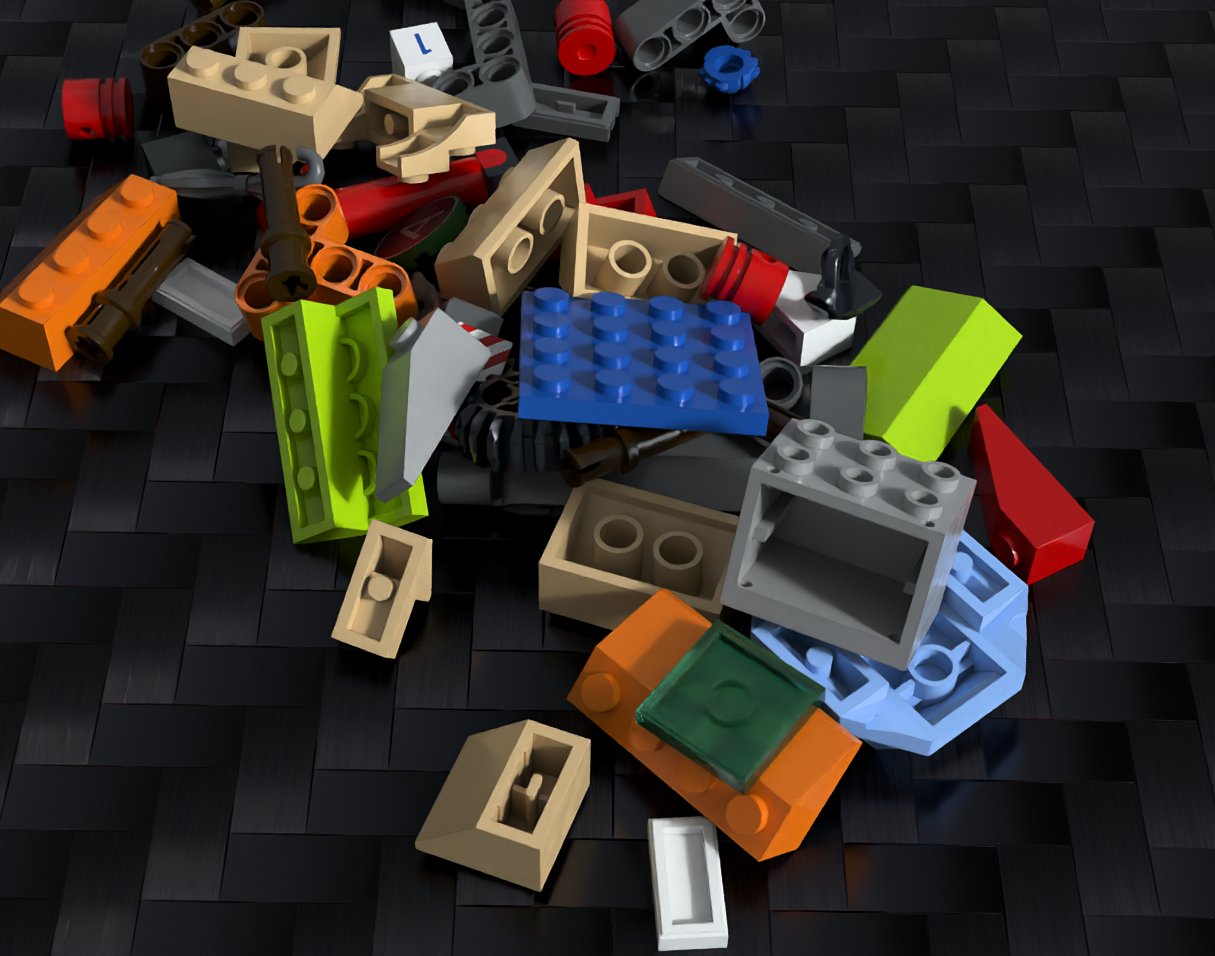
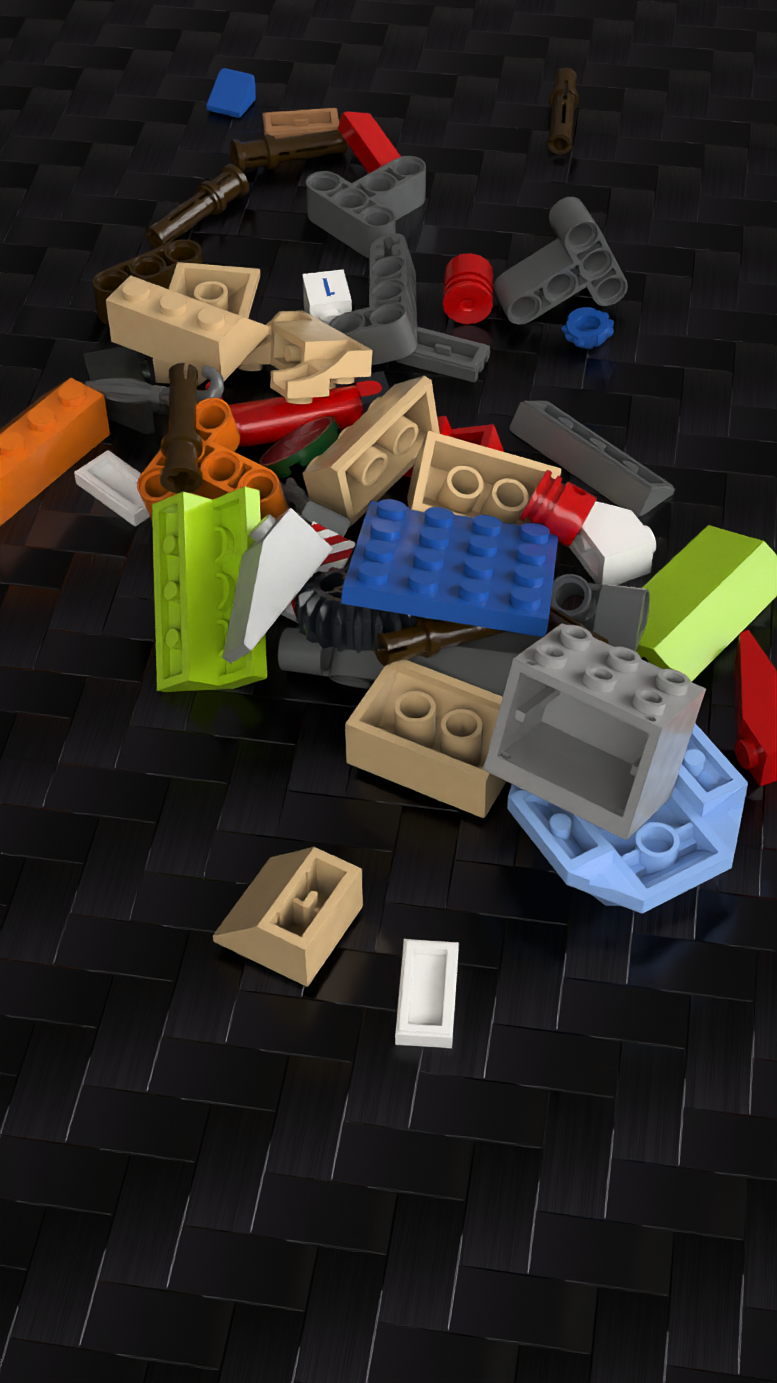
camera: 10 degrees right, 0 degrees up
(98, 108) = (54, 321): red piece -> none
(121, 307) = (47, 486): dark brown pin -> none
(383, 588) = (223, 726): tan slope -> none
(730, 706) = (478, 853): clear green tile -> none
(786, 796) = (468, 869): orange slope -> none
(842, 290) = (642, 520): black piece -> none

